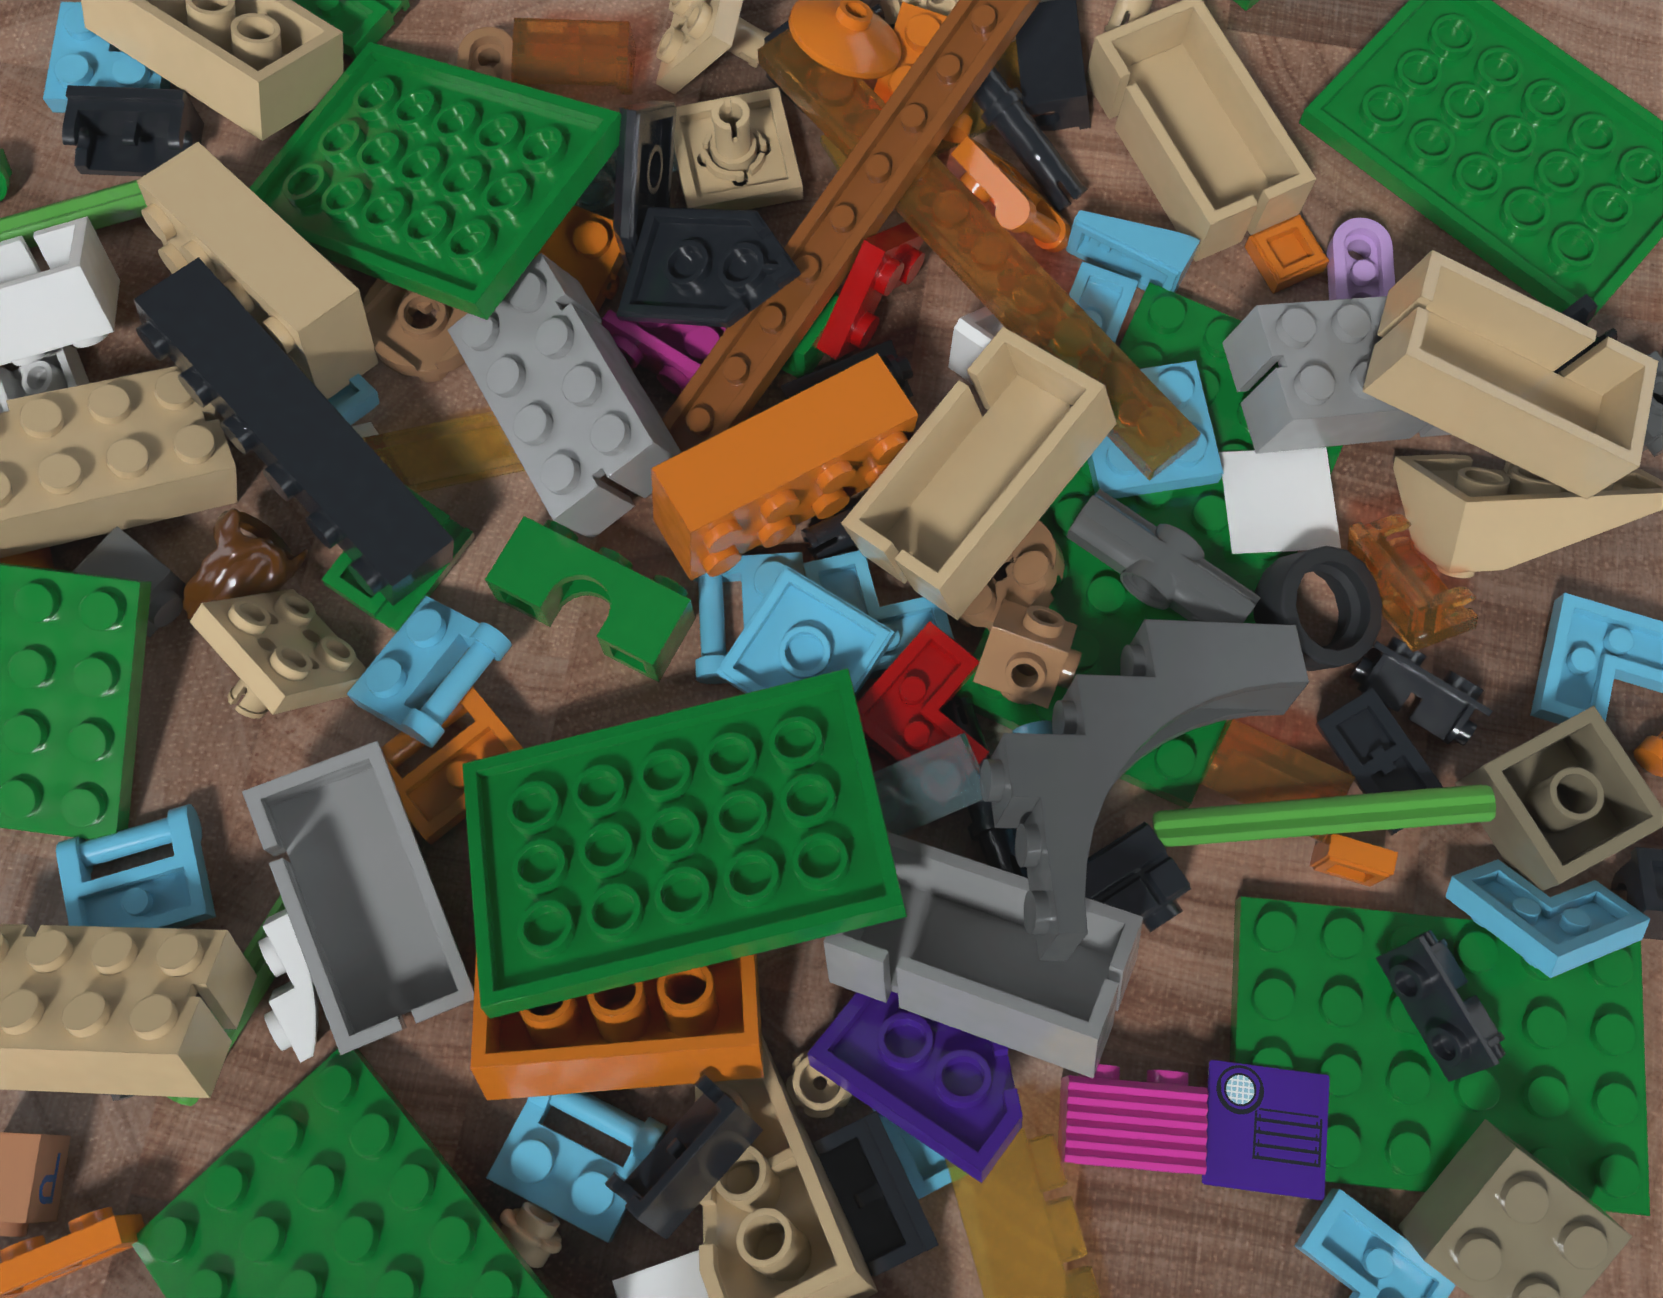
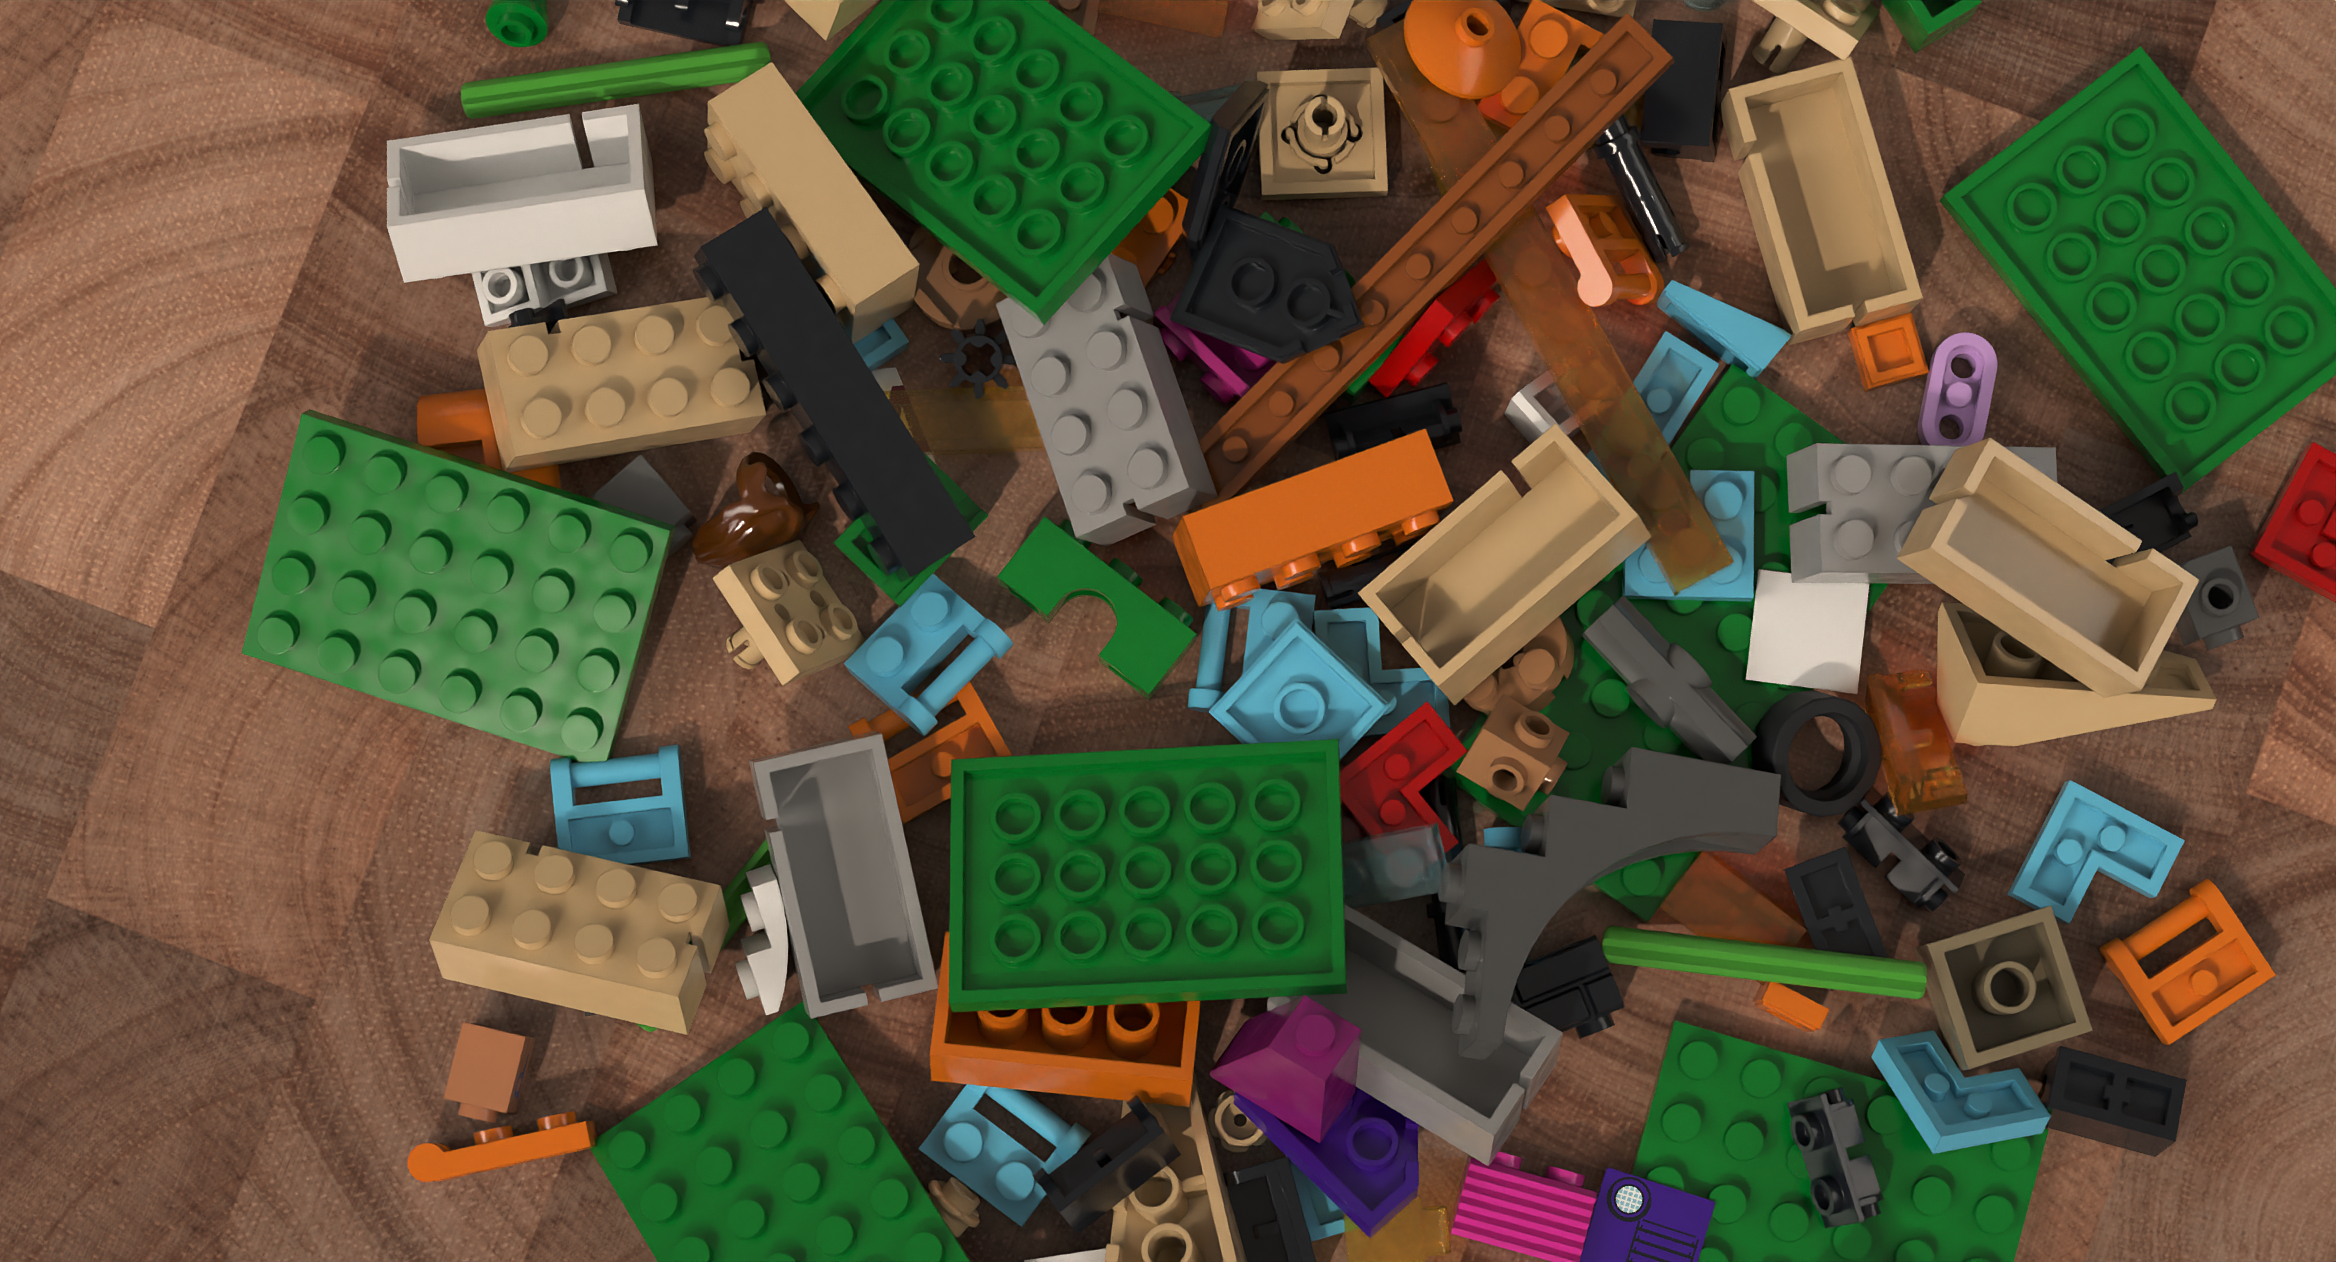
camera: 10 degrees right, 10 degrees up
(433, 403) = (961, 357): none -> black gear
(867, 1005) = (1294, 1064): none -> magenta slope

